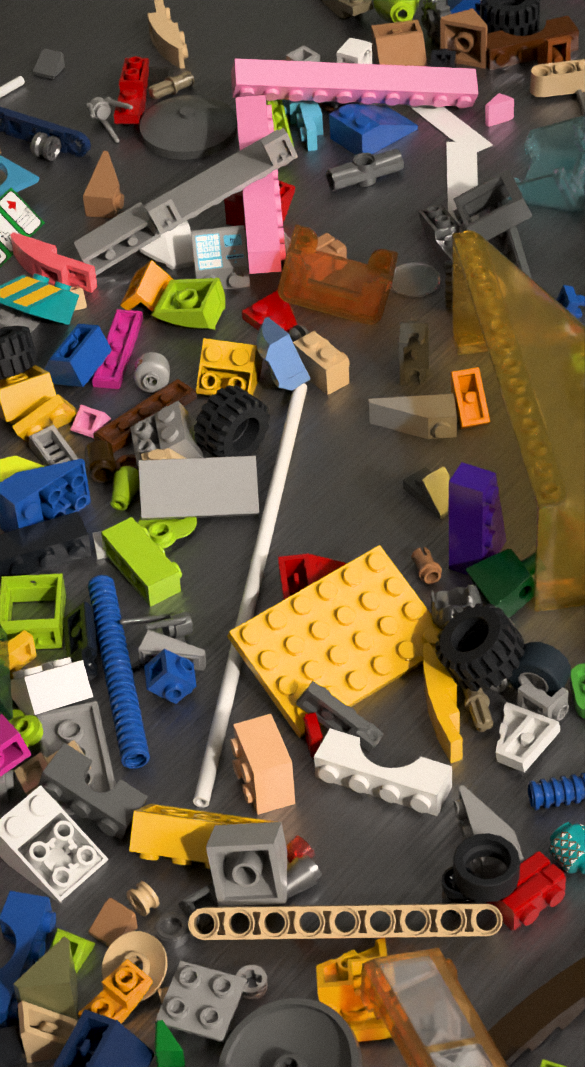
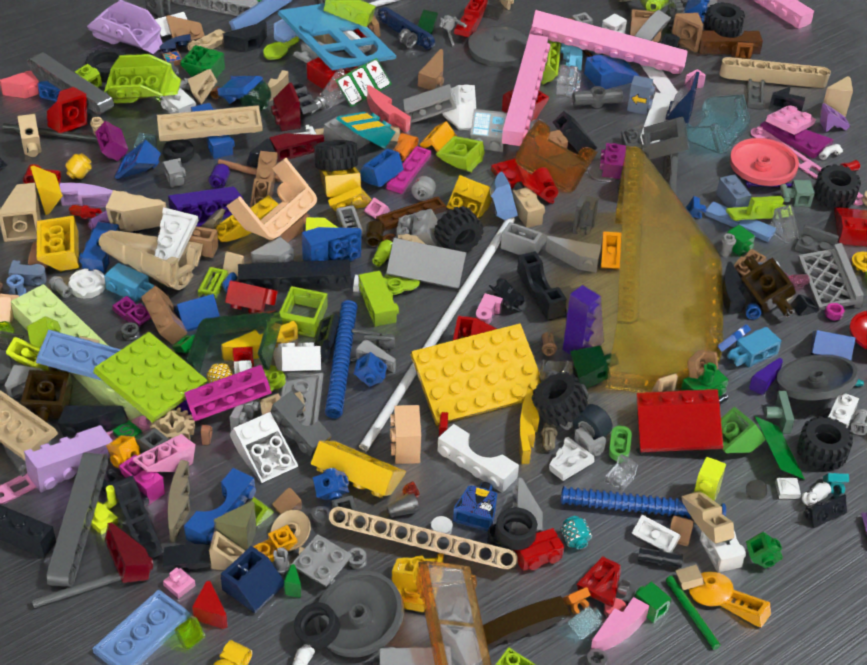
camera: 10 degrees right, 0 degrees up
(67, 112) = (428, 20): none -> dark green slope
(101, 310) = (405, 145): none -> orange piece
(136, 1019) = (280, 561): none -> light grey pin
(143, 898) = (309, 493): tan bush -> none
(171, 85) = (497, 18): dark tan axle -> none
(174, 875) = (331, 484): none -> blue brick
(221, 181) = (501, 83): light grey bracket -> none
(248, 864) = (376, 488): light grey slope -> none
(313, 156) = (568, 81): none -> clear brick
(315, 531) = (488, 307): none -> bright pink leg
(327, 320) = (539, 182): none -> red piece
(328, 501) = (511, 299): none -> black hinge
(331, 416) = (521, 239): none -> light grey slope
(338, 716) = (461, 418): dark grey hinge -> none
(349, 231) = (573, 132): none -> black slope
(365, 892) = (442, 524): none -> white tile
(407, 498) = (549, 299): none -> black arch
(410, 850) = (476, 507): none -> blue torso
(412, 43) = (653, 26): none -> light grey slope
(423, 260) = (613, 160): none -> magenta brick
(429, 154) = (640, 95): none -> sand blue brick
(496, 144) = (684, 100): none -> dark blue slope

